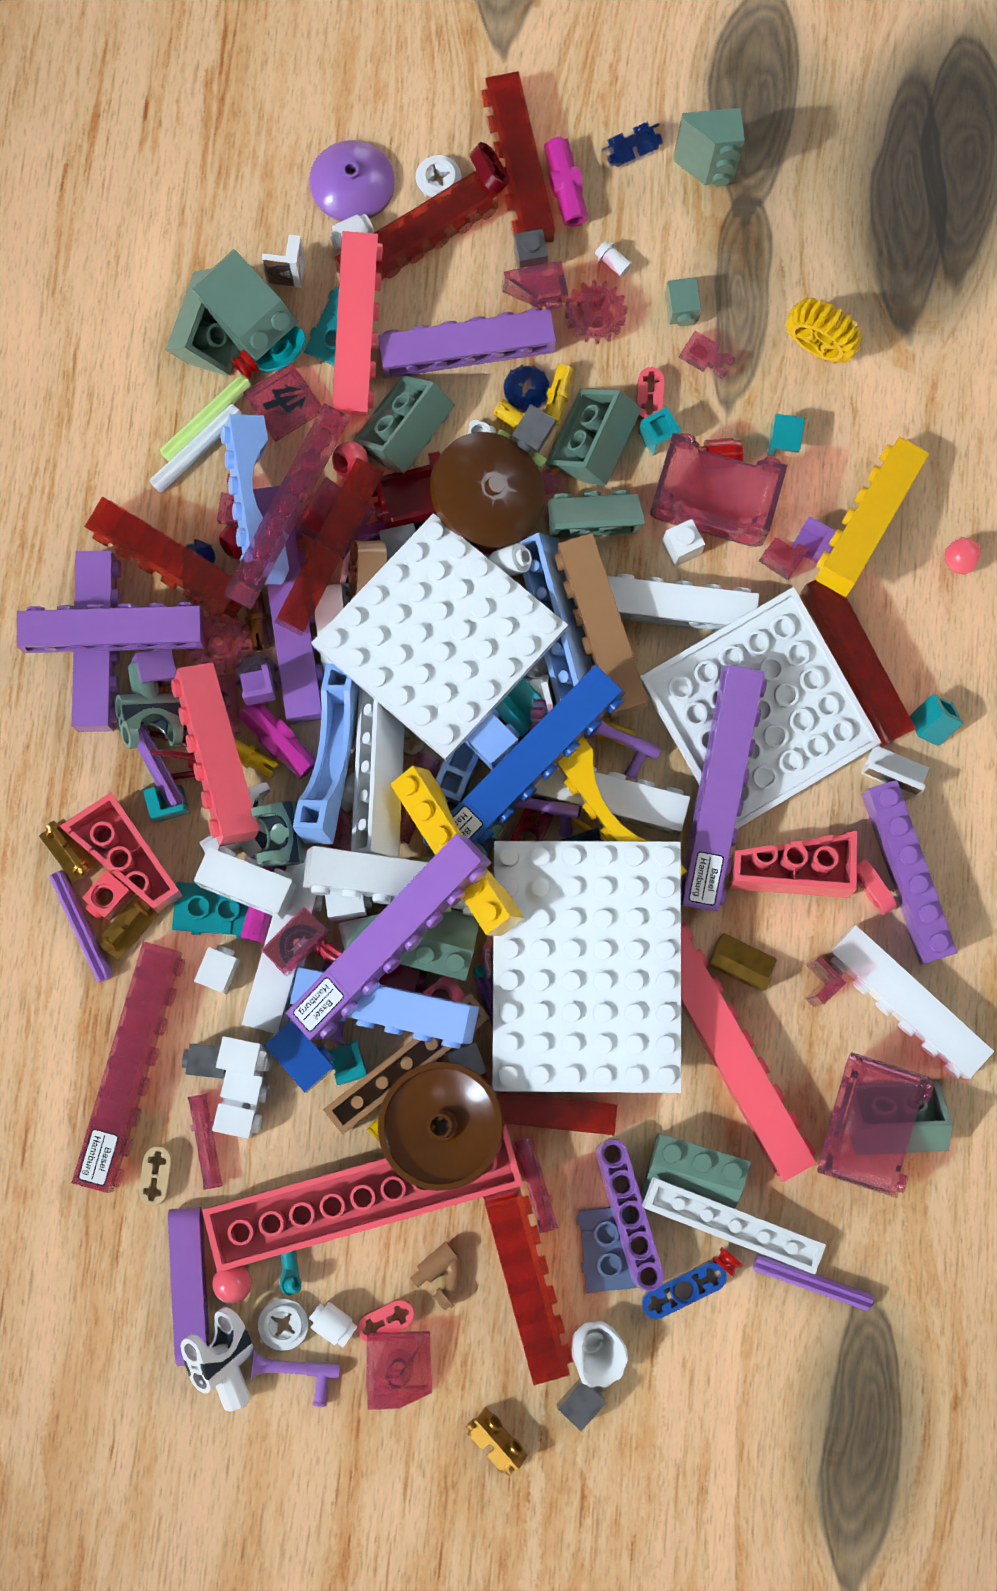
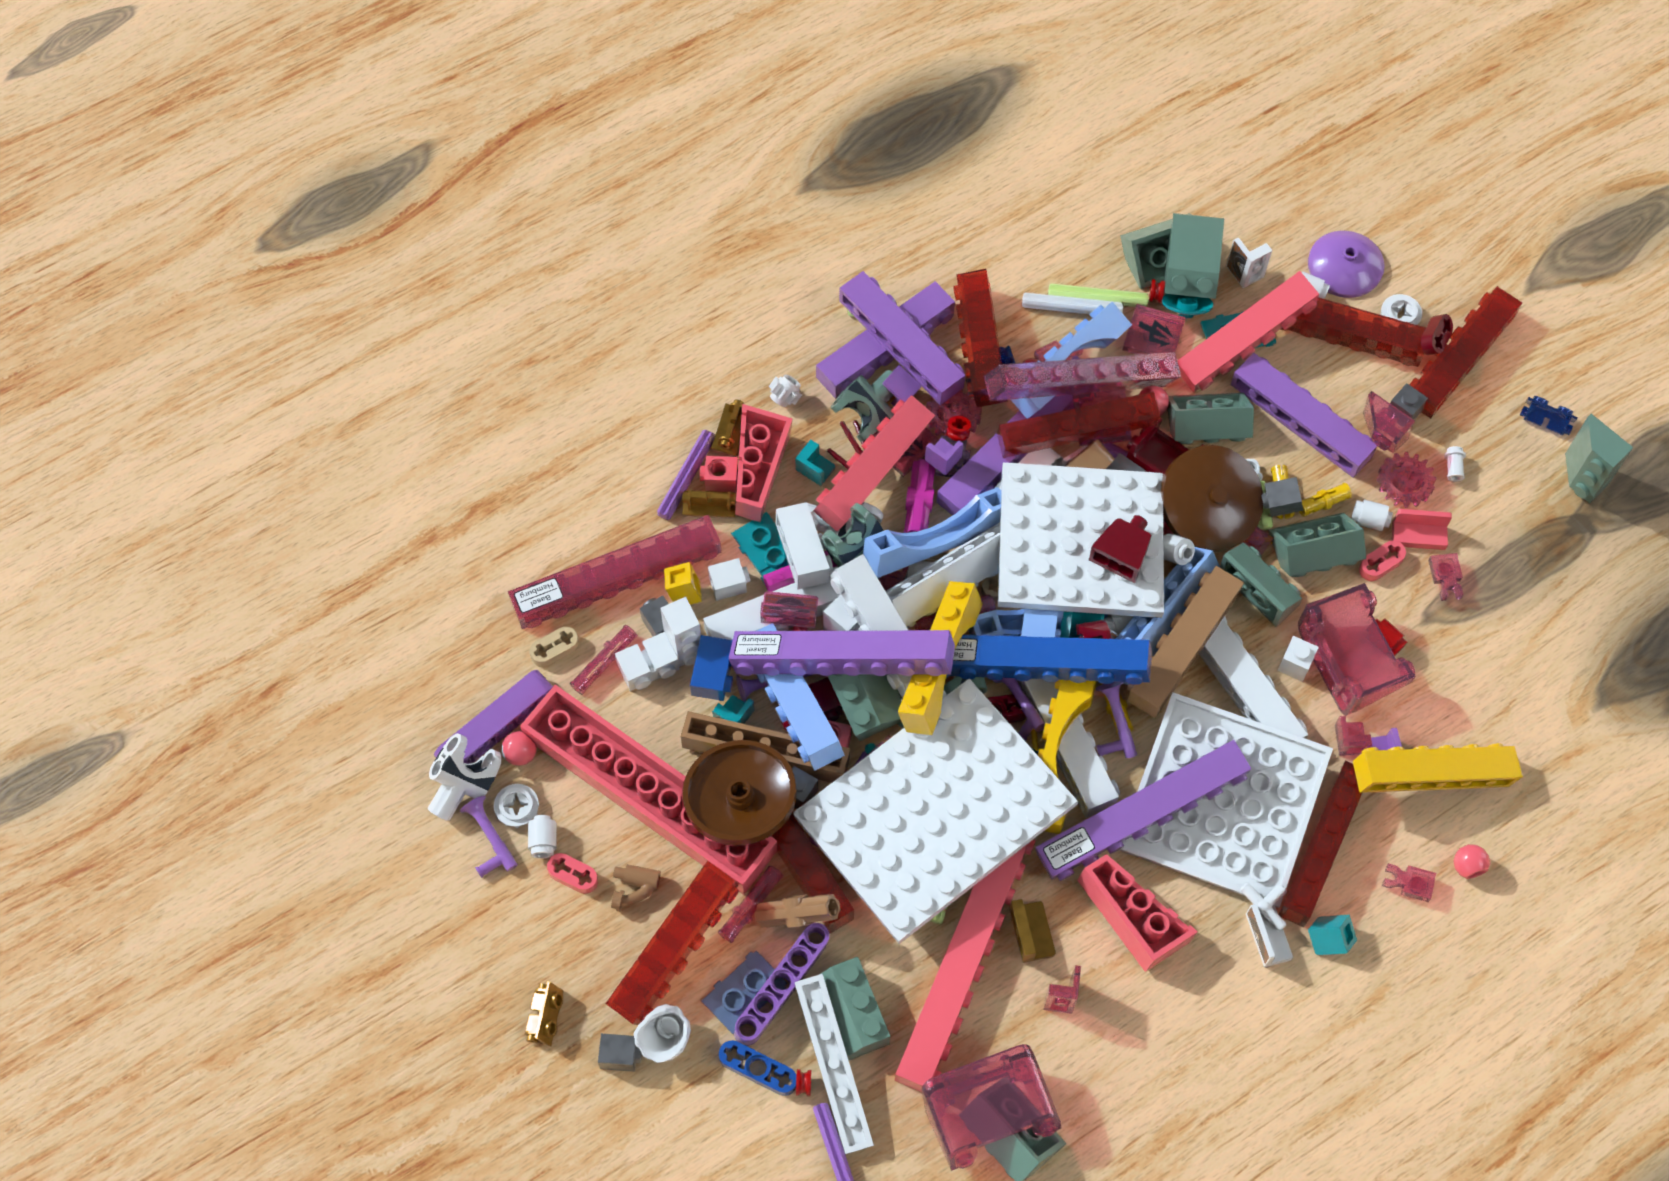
camera: 55 degrees right, 15 degrees down
(72, 772) = (785, 390): none -> white gear
(159, 770) = (834, 440): medium lavender axle -> none
(192, 1016) = (683, 582): none -> yellow brick
(241, 659) = (958, 422): none -> red bush
(252, 758) = (892, 493): yellow pin -> none
(257, 622) = (989, 426): reddish brown pin -> none
(290, 1280) = (554, 784): teal arm -> none
(398, 1368) = (545, 902): clear pink slope -> none
(486, 609) = (1122, 547): none -> dark red torso
(514, 393) = (1306, 485): clear blue gear -> none
(536, 697) = (1095, 629): none -> dark red slope
(566, 182) = (1478, 393): dark pink piece -> none
(581, 1154) = (797, 910): none -> medium nougat piece
(604, 368) = (1371, 515): none -> white brick
(649, 340) = (1421, 528): none -> coral panel
(658, 429) = (1365, 574): teal panel -> none
(683, 301) = (1469, 530): sand green brick -> none
(785, 434) = (1441, 669): teal panel -> none
(824, 330) = (1540, 636): yellow gear -> none
(872, 754) = (1265, 905): none -> white piece
(875, 888) = (1168, 982): coral beam -> none
(908, 872) = (1200, 999): medium lavender brick -> none
(909, 1003) = (1105, 1074): white brick -> none
(942, 617) = (1414, 881): none -> clear pink plate

